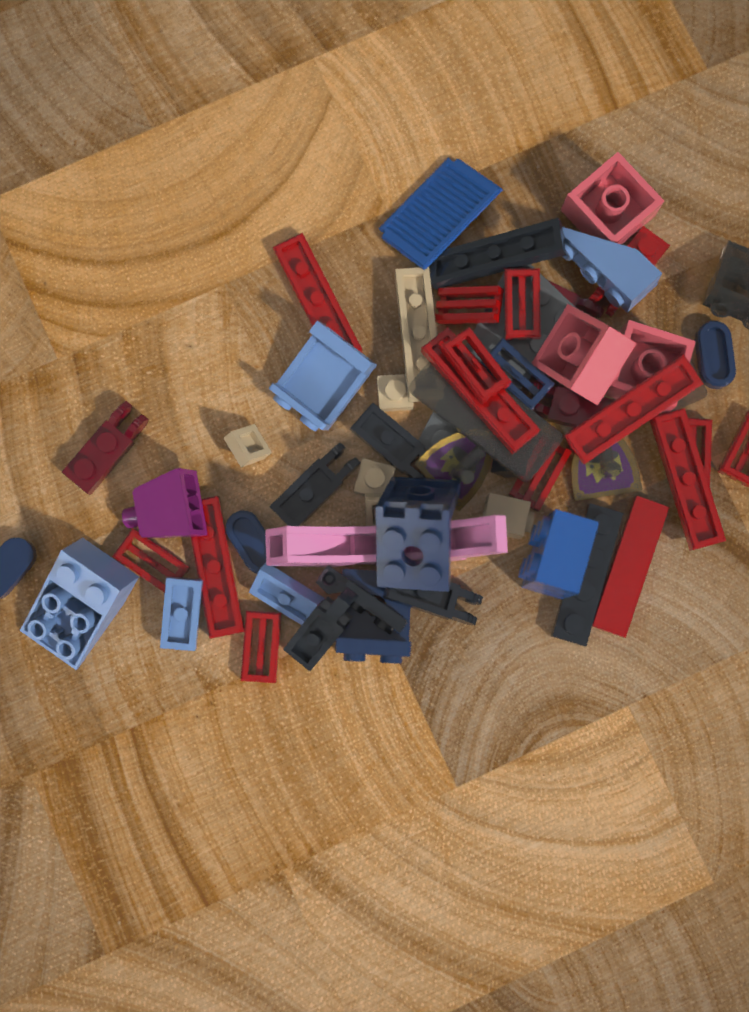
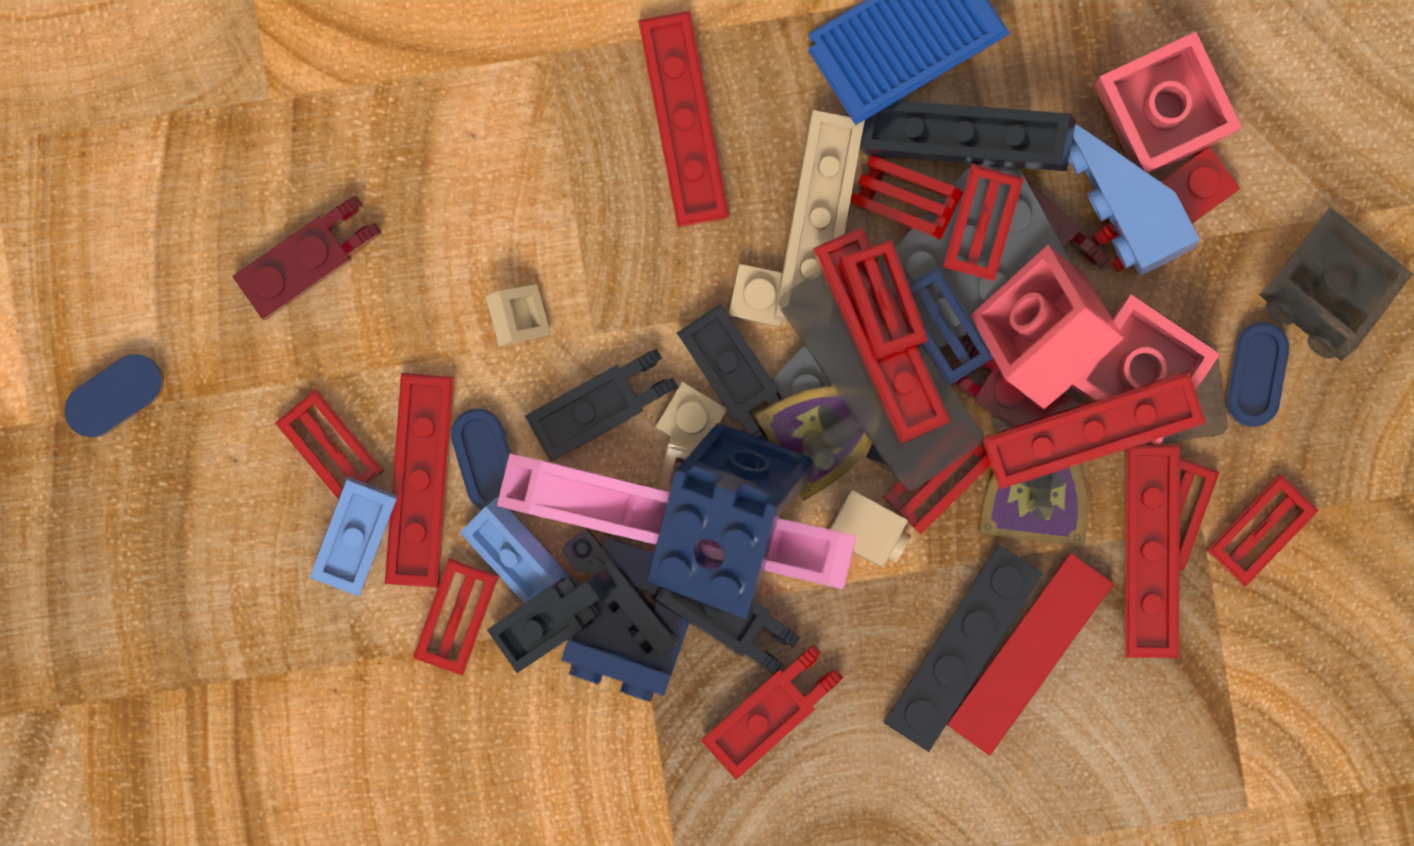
camera: 20 degrees right, 5 degrees up
(78, 601) = (208, 476): medium blue slope -> none
(168, 506) = (376, 376): magenta torso -> none
(322, 378) = (656, 246): medium blue panel -> none
(477, 653) = (767, 716): none -> red hinge
(558, 554) = (920, 609): blue brick -> none

